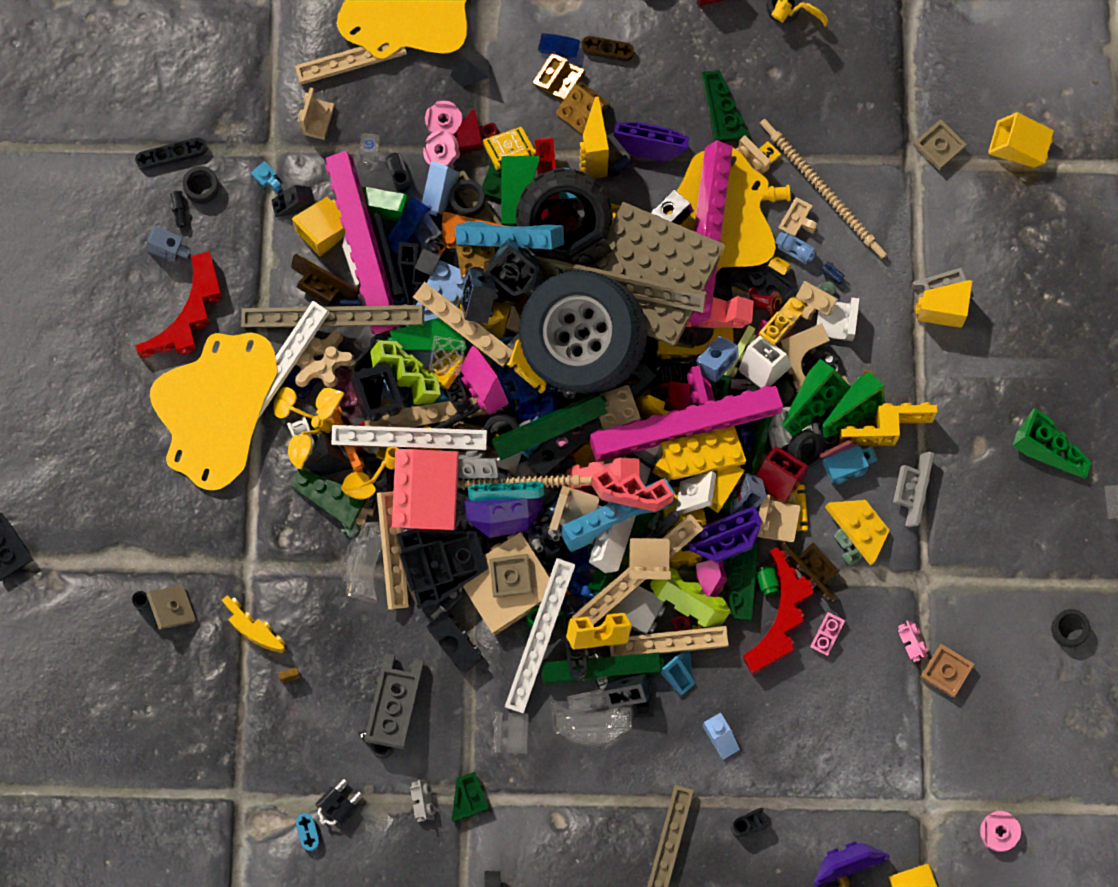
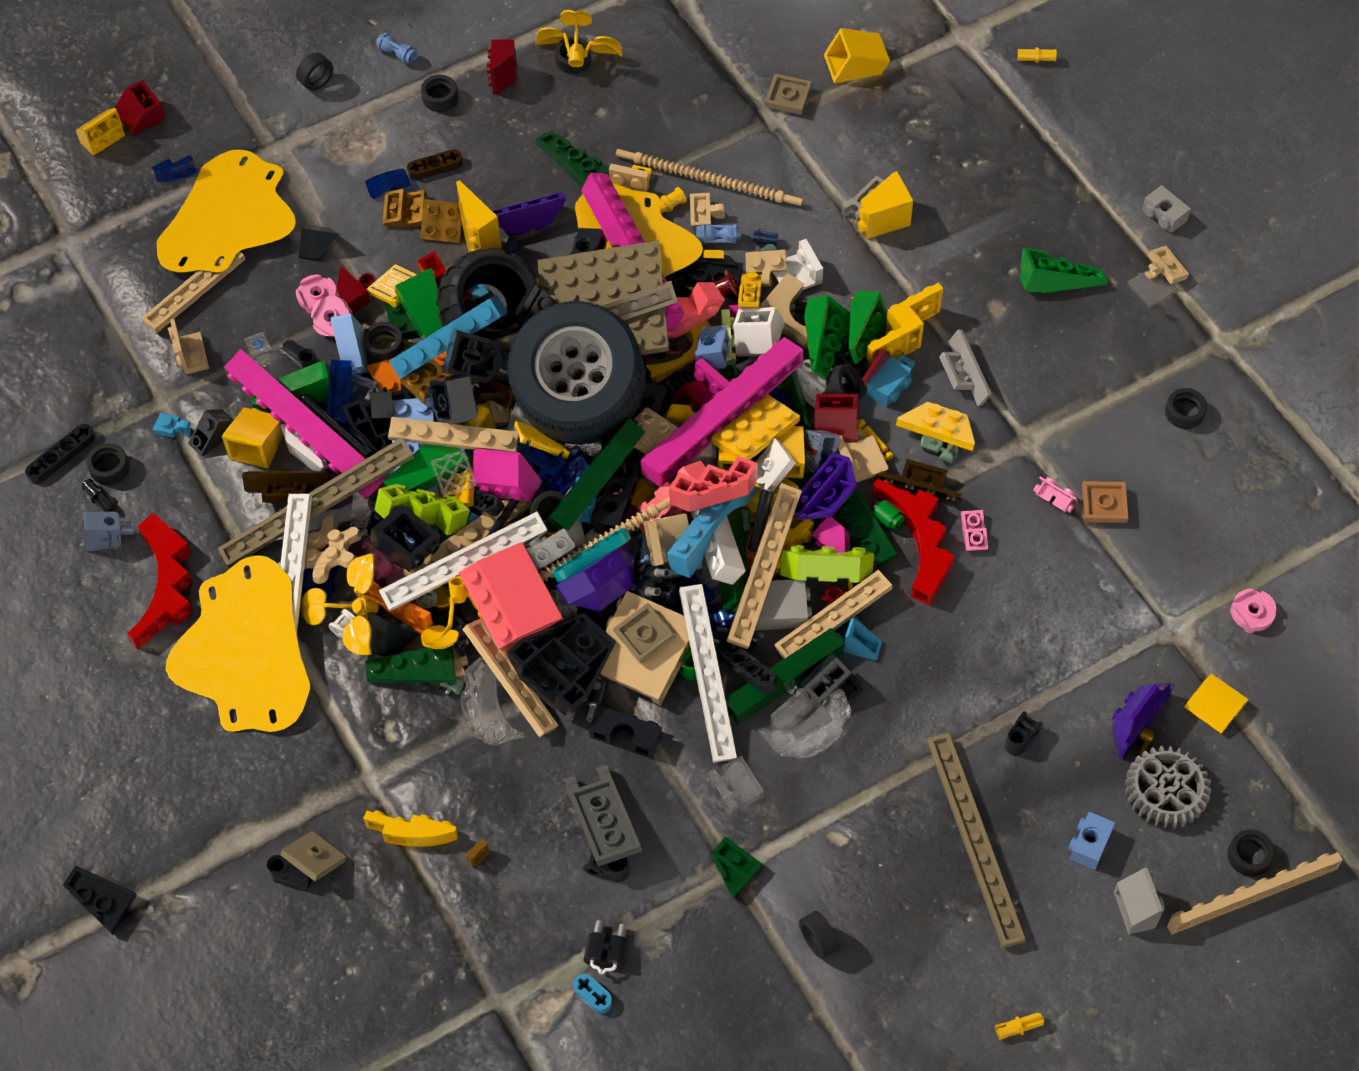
camera: 30 degrees left, 15 degrees down
(425, 809) = (697, 900): light grey hinge -> none
(612, 632) = (752, 643): yellow arch -> none
(649, 559) = (769, 542): tan bracket -> none
(721, 736) = (939, 671): light blue slope -> none

